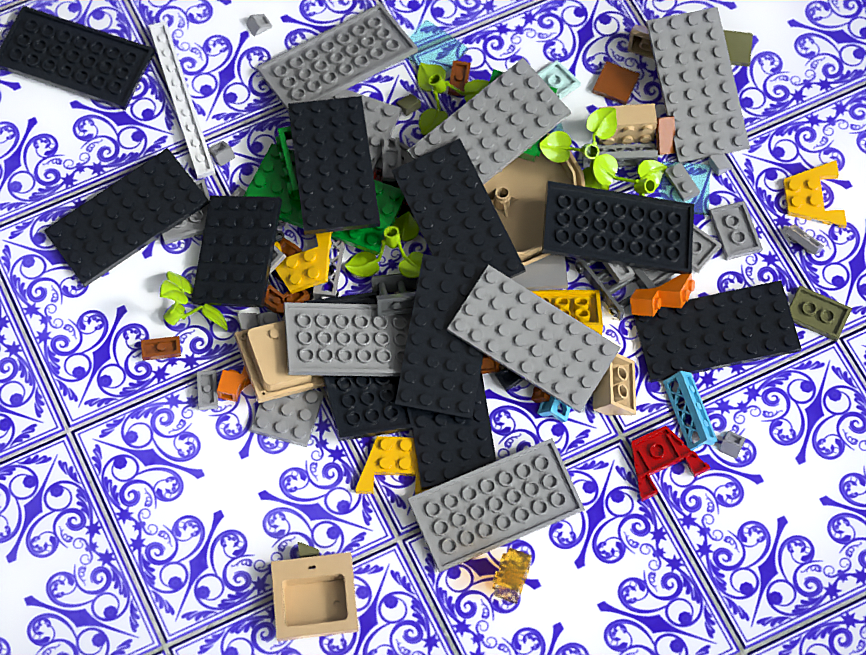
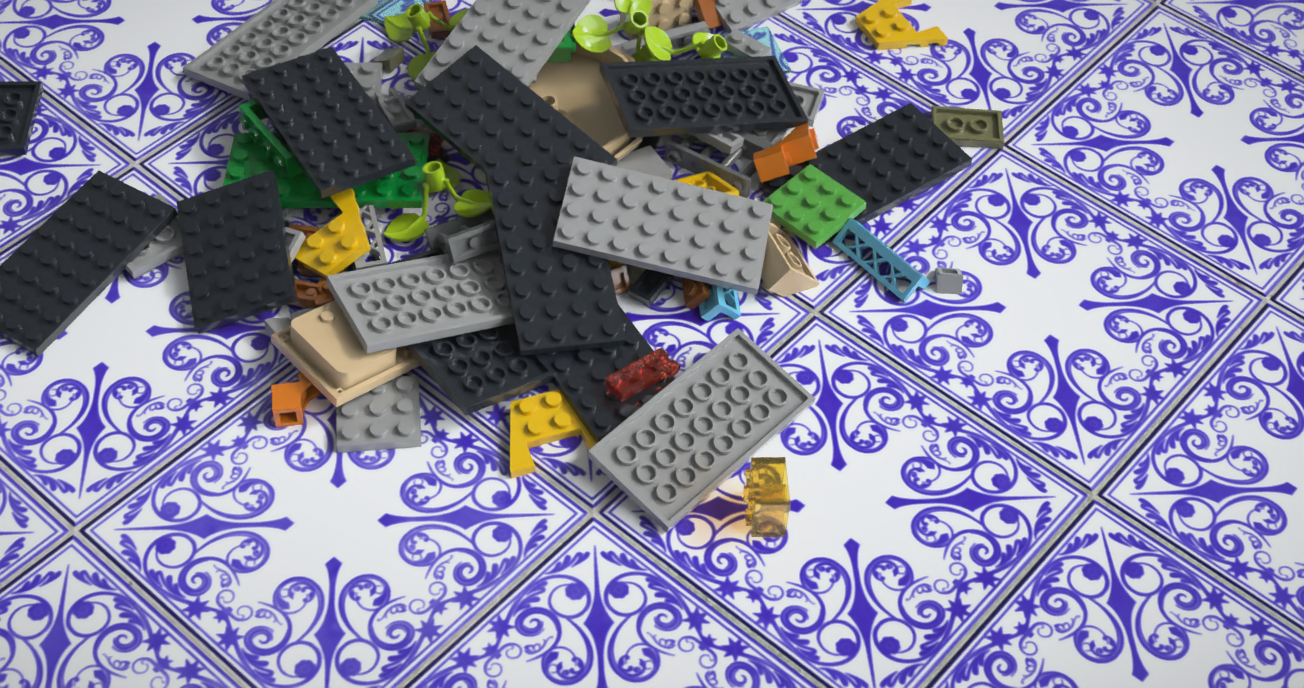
camera: 25 degrees left, 15 degrees down
(161, 348) = (173, 391): dark orange plate -> none
(174, 289) = (179, 341): lime plant -> none
(182, 100) = (99, 125): white plate -> none
(207, 390) = (258, 419): light grey plate -> none
(222, 153) = (173, 165): light grey slope -> none
(258, 24) = (167, 31): light grey slope -> none
(307, 551) = (479, 564): olive slope -> none
(316, 599) = (515, 611): tan piece -> none
(470, 450) = (641, 374): none -> clear red plate
(657, 452) = (870, 311): red wing -> none
(659, 349) = (814, 206): none -> bright green plate
(720, 164) = (777, 23): light grey slope -> none
(735, 230) = (830, 73): light grey tile -> none
(799, 236) = (901, 61): light grey plate -> none

